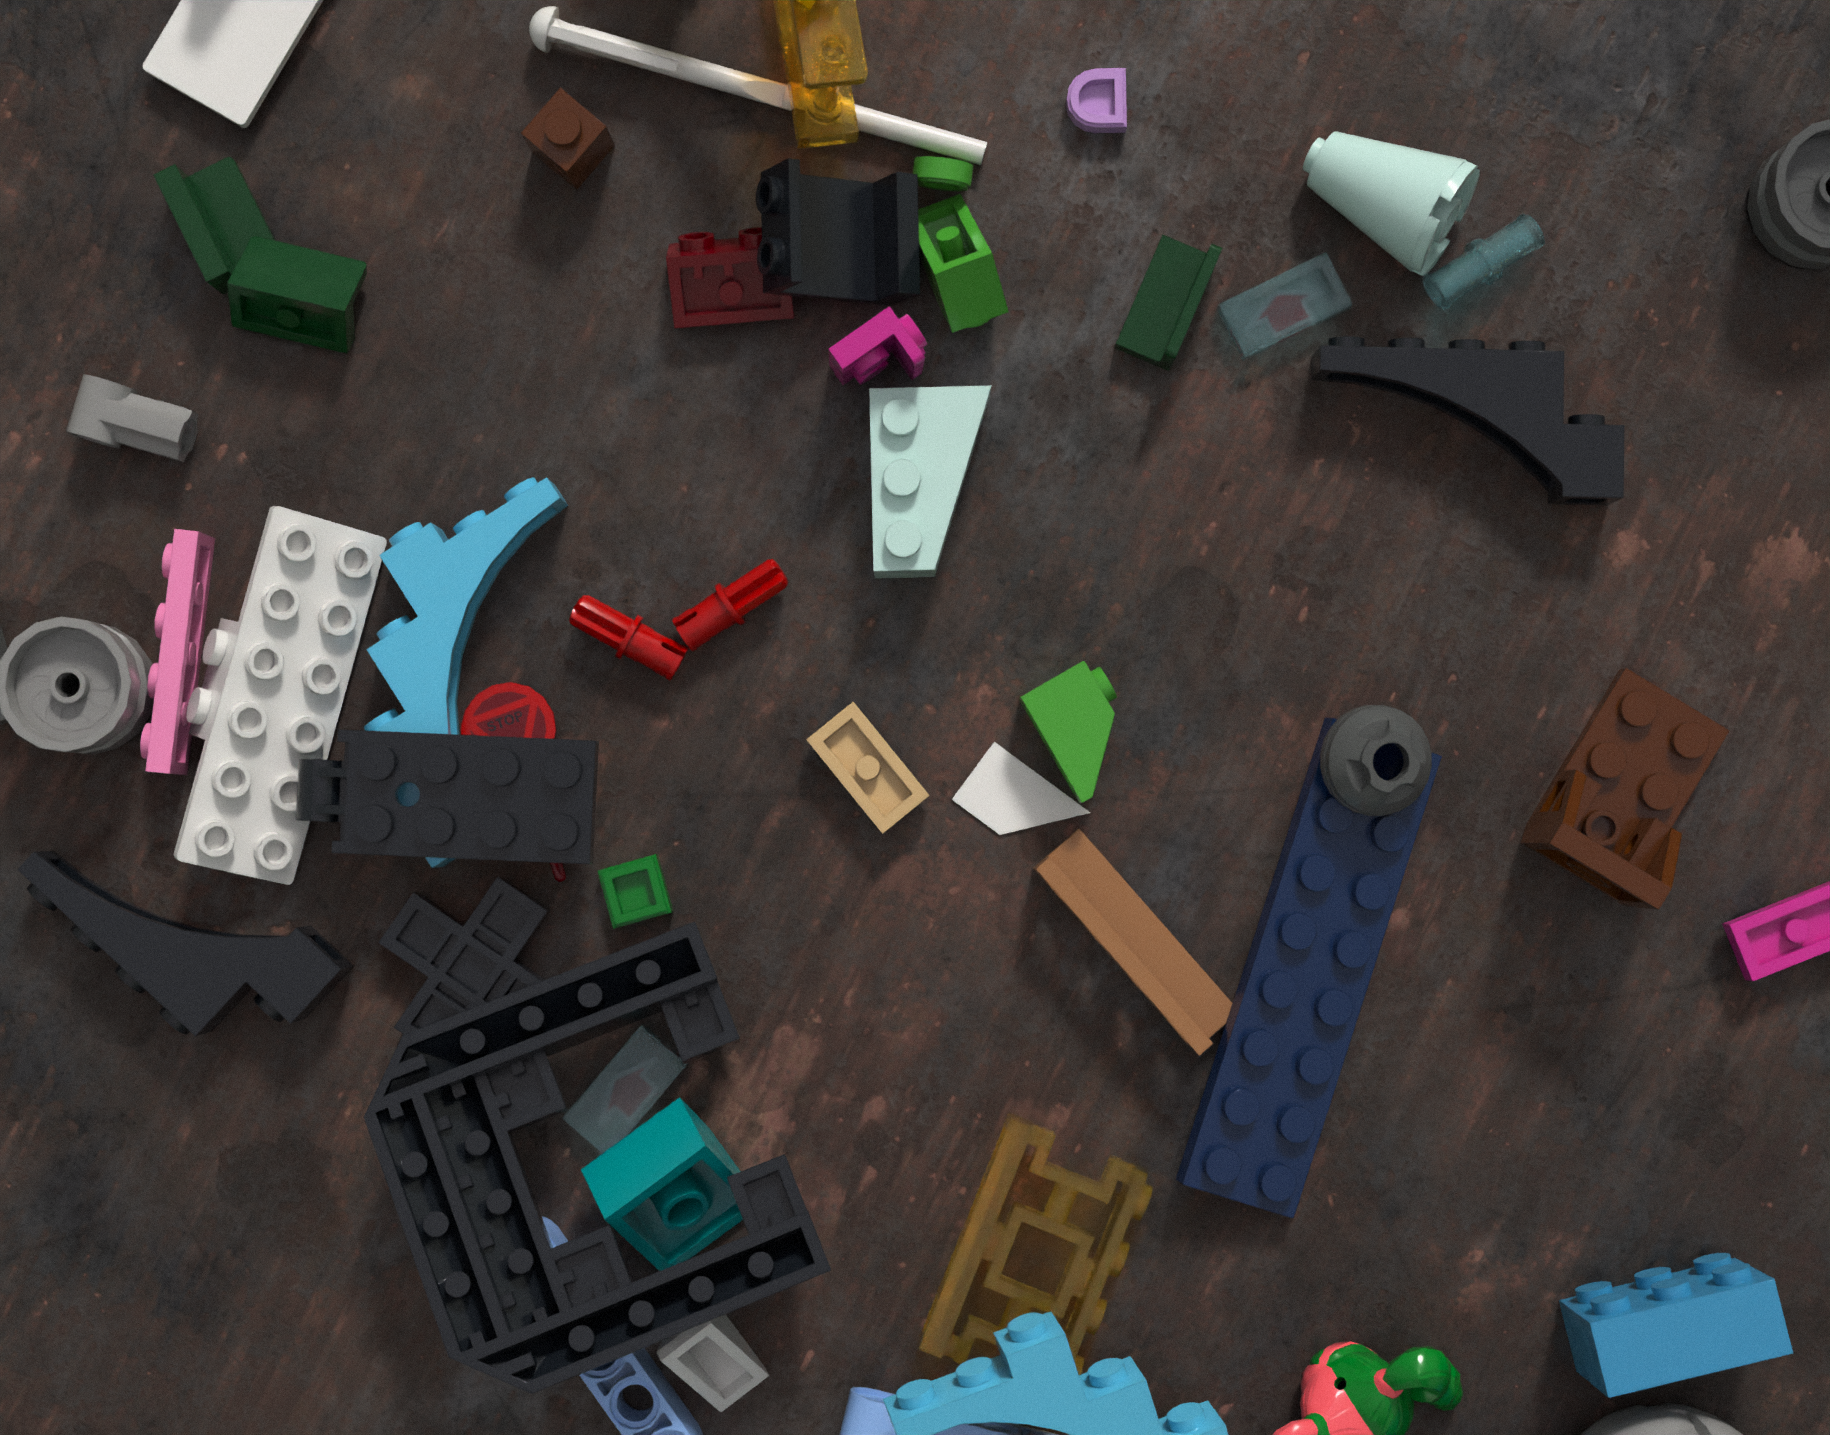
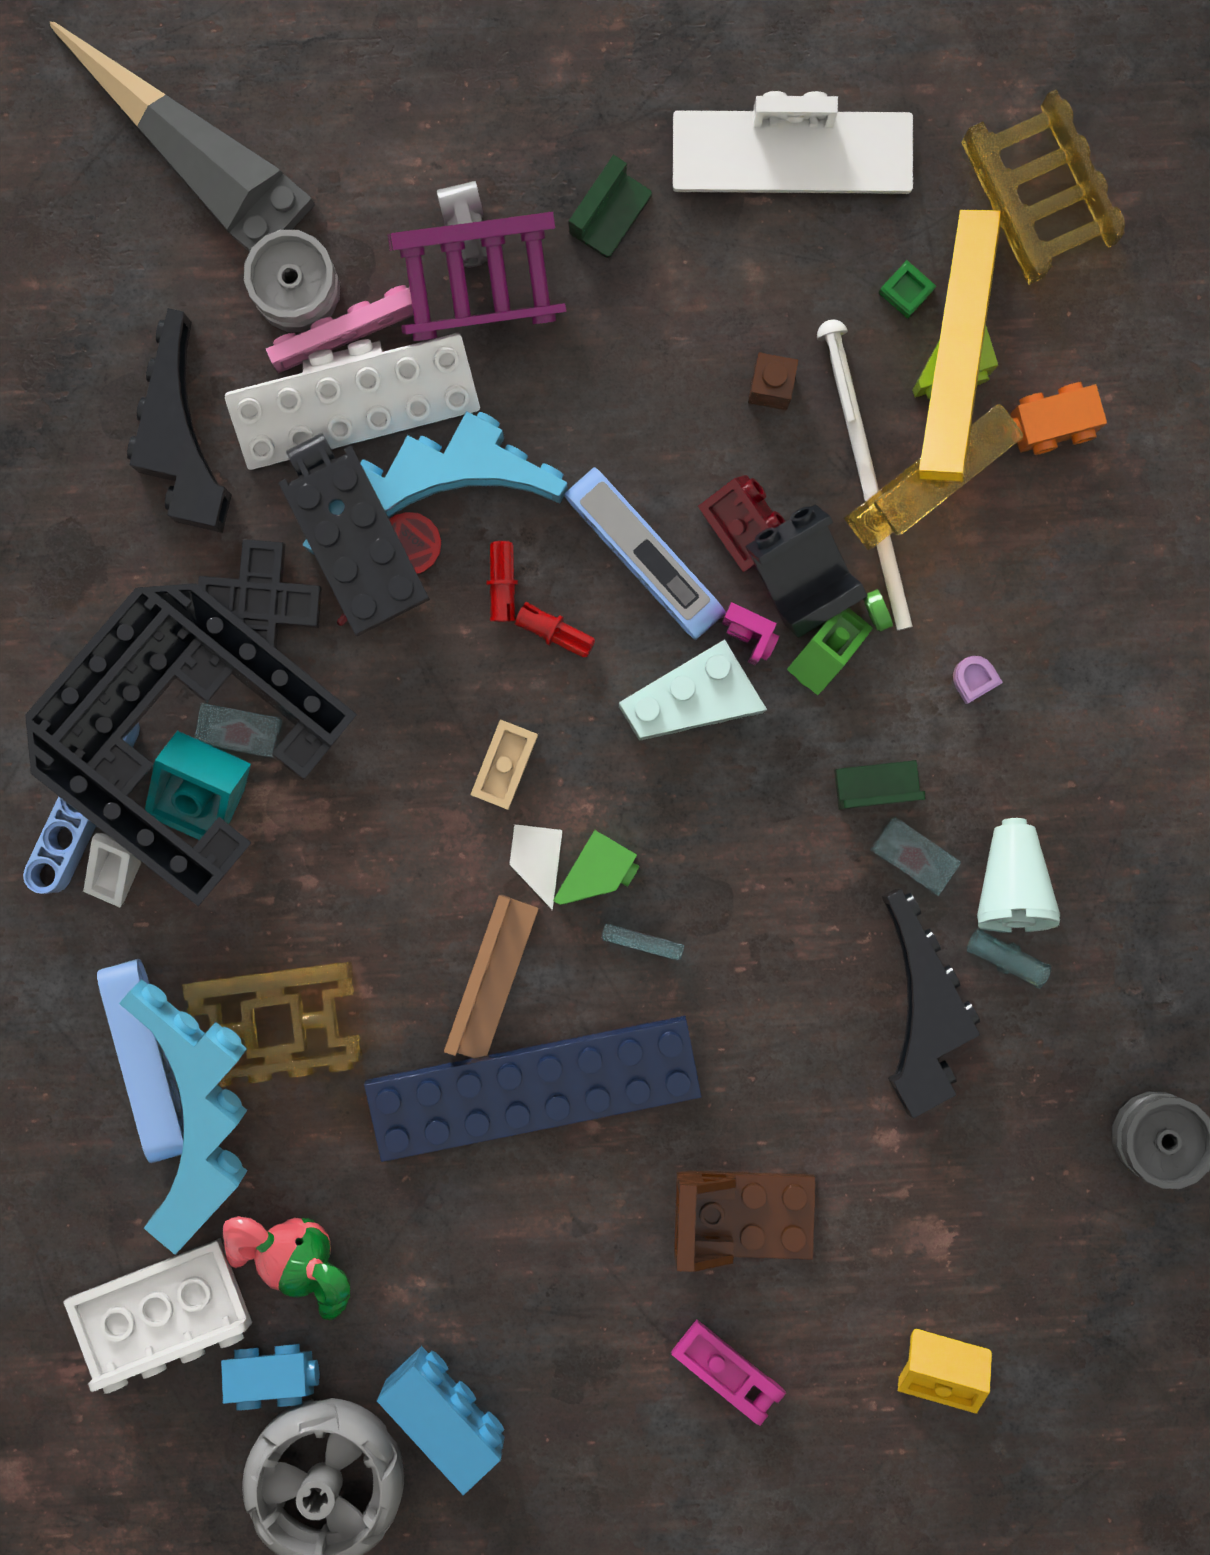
camera: 55 degrees right, 0 degrees up
(147, 447) = (492, 237): none -> magenta fence
(296, 293) = (593, 275): dark green panel -> none
(635, 891) = (356, 670): green tile -> none
(696, 431) = (644, 553): none -> beam
(1198, 718) = (642, 941): none -> clear light blue tile
(1349, 756) = (670, 1040): dark grey piece -> none

